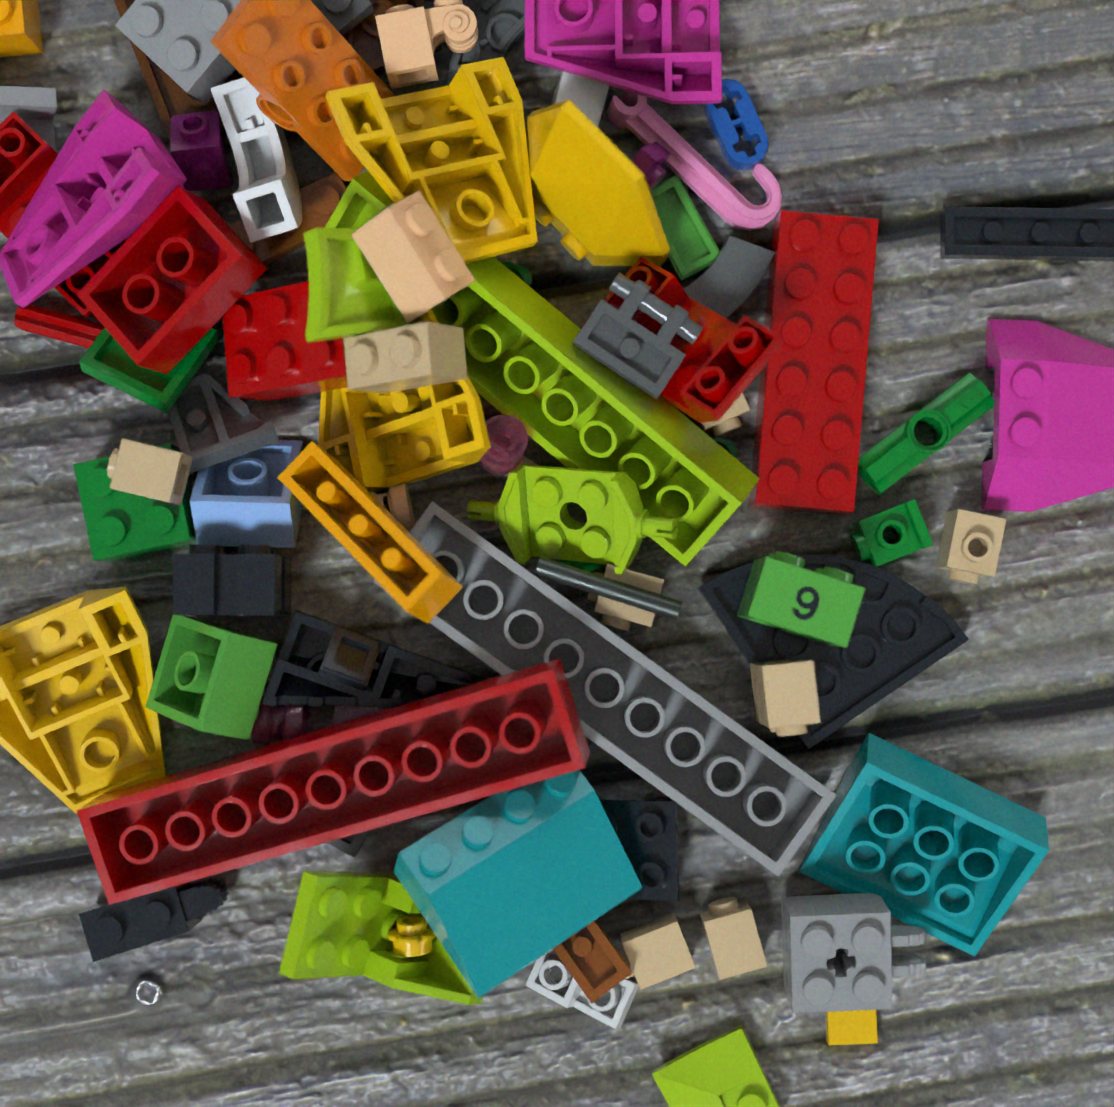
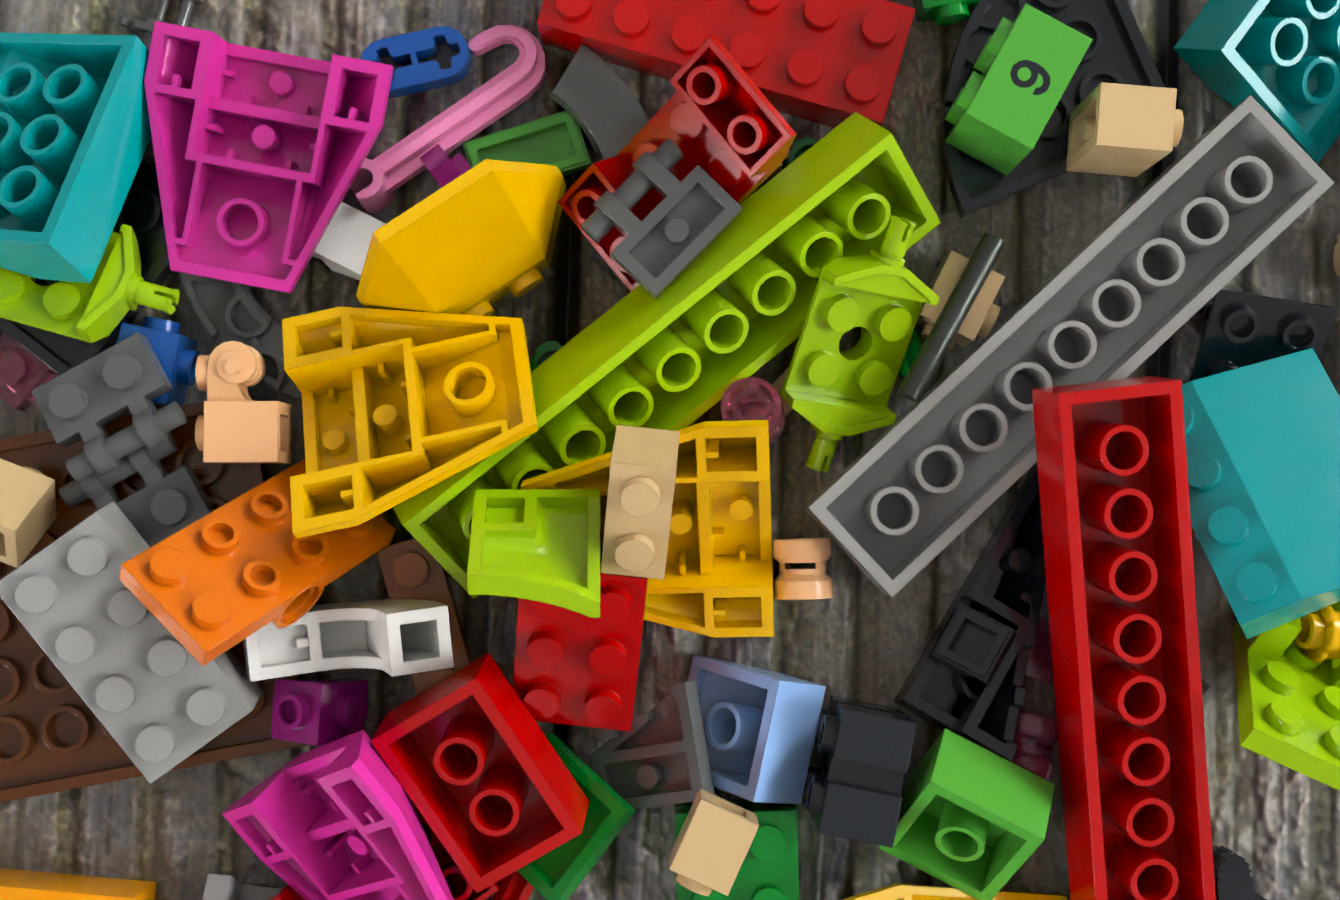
camera: 75 degrees left, 0 degrees up
(370, 533) = (840, 588): light orange brick -> none
(412, 256) = (520, 466): light nougat brick -> none

